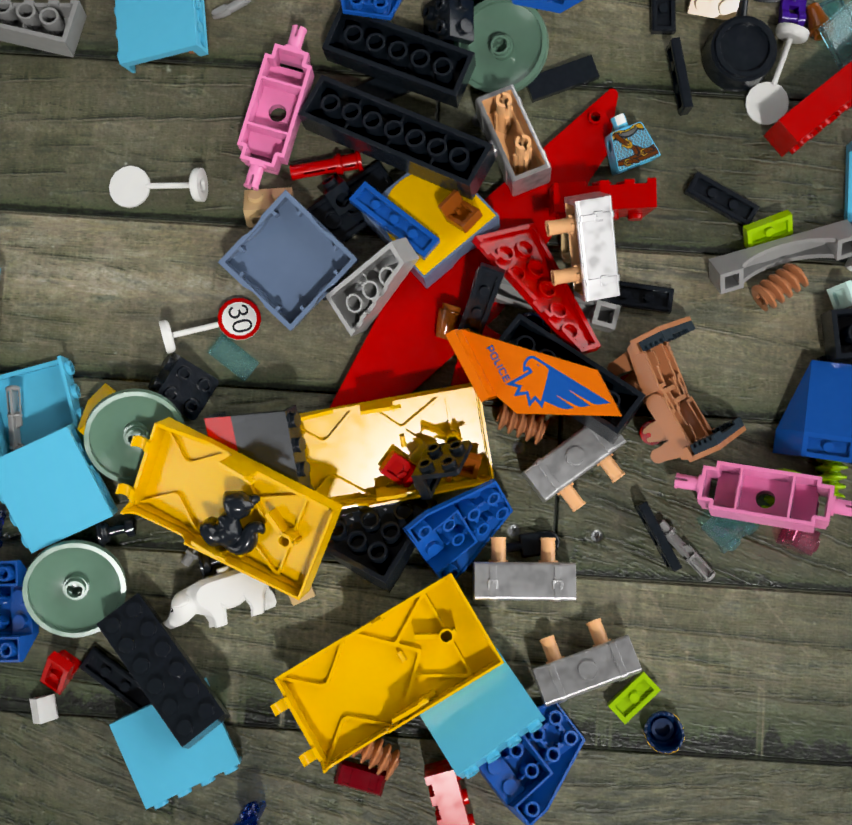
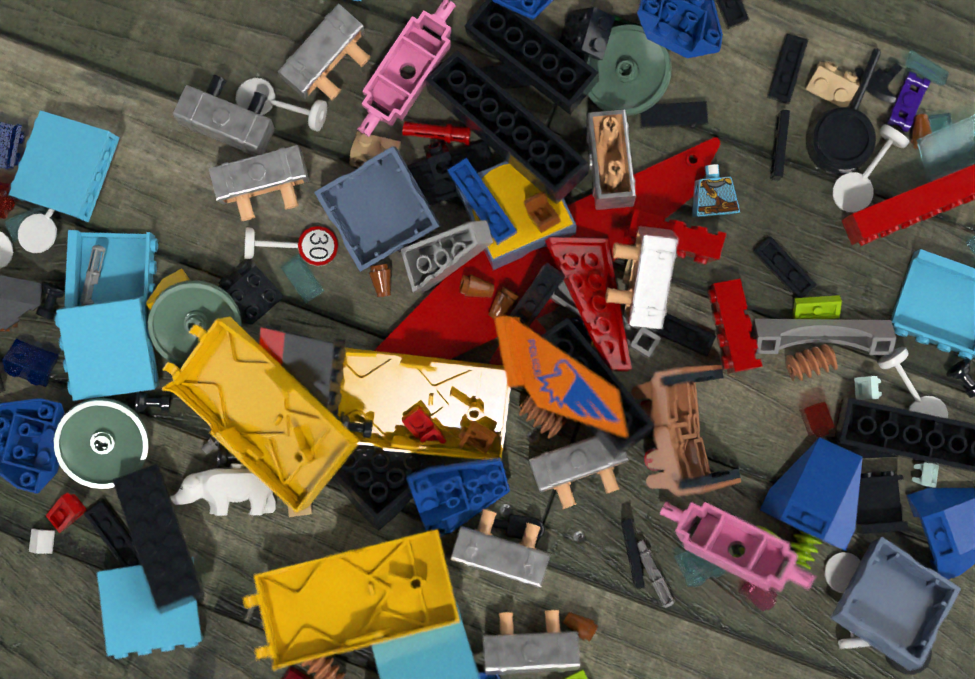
camera: 15 degrees right, 0 degrees up
(102, 217) = (224, 120): none -> flat silver piece
(156, 264) = (260, 175): none -> flat silver piece
(184, 118) = (322, 52): none -> flat silver piece
(227, 528) = (252, 431): black animal -> none
(314, 333) = (381, 279): none -> dark orange cone
(344, 490) = (365, 428): none -> black piece
(414, 311) = (475, 287): none -> dark orange cone
(439, 462) = (455, 428): black bracket -> none
(627, 625) = (584, 626): none -> dark orange cone
(690, 274) = (733, 327): none -> red wedge
(803, 342) = (817, 419): none -> clear red brick

